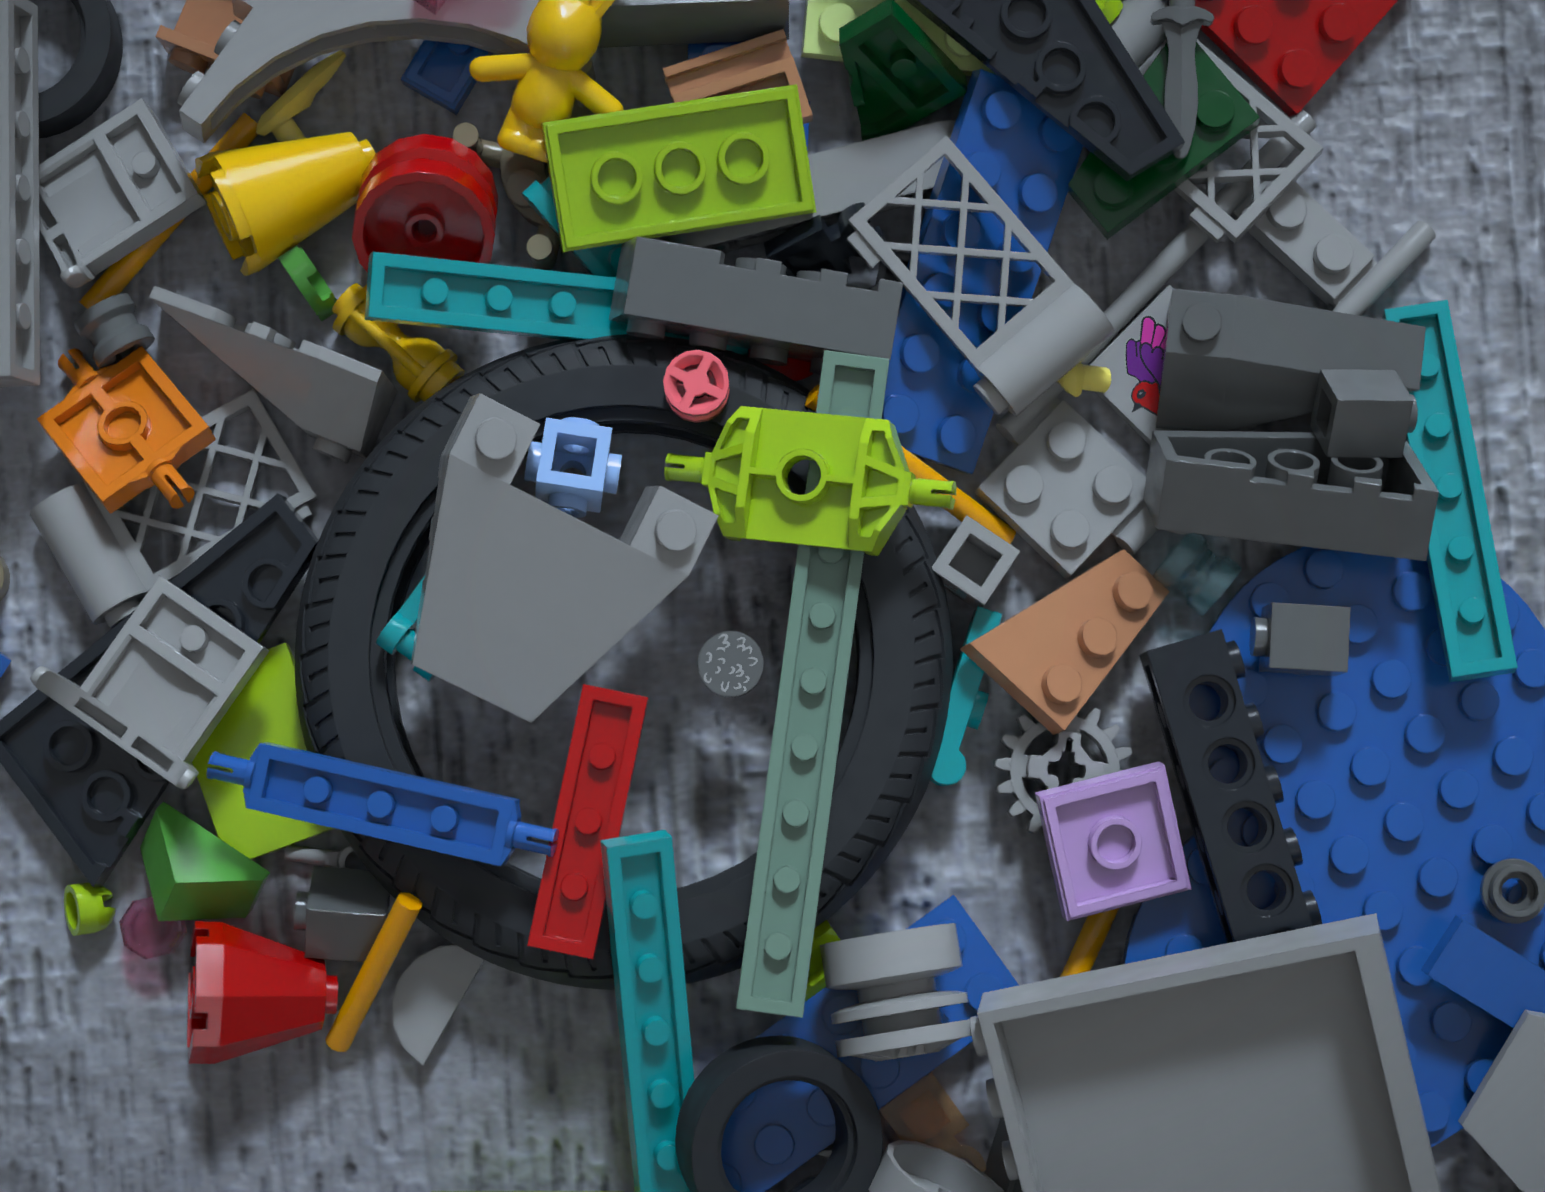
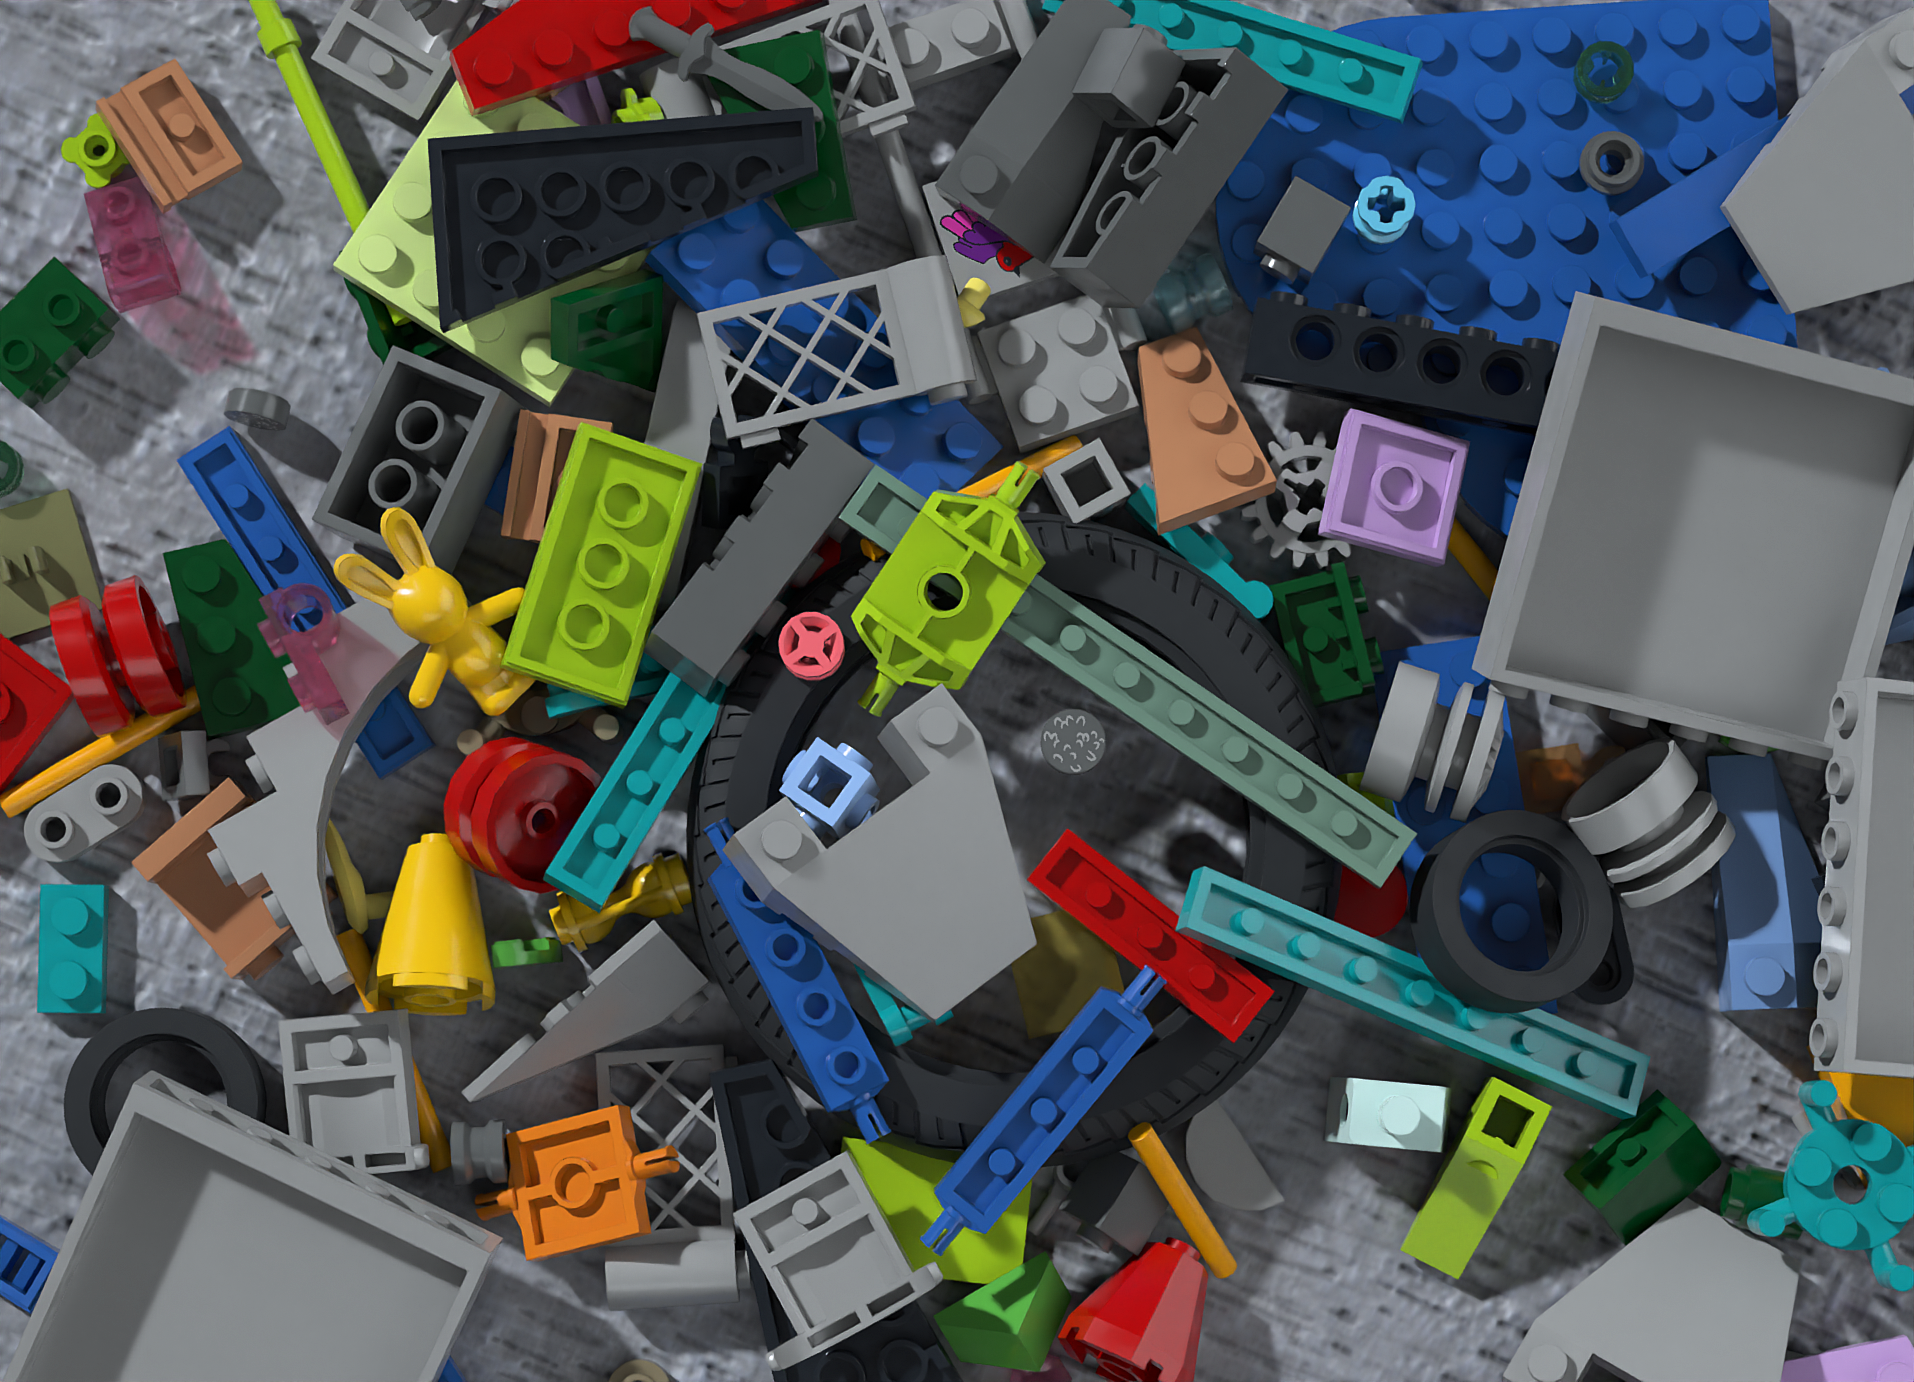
camera: 60 degrees left, 0 degrees up
(375, 542) = (803, 996): none -> blue plate
(519, 760) = (1061, 973): none -> clear yellow piece
(544, 1122) = (1388, 1114): none -> light aqua torso
(716, 1012) = (1369, 908): none -> red piece
(948, 846) = (1325, 635): none -> dark green bracket
(1377, 714) = (1398, 199): none -> medium azure bush

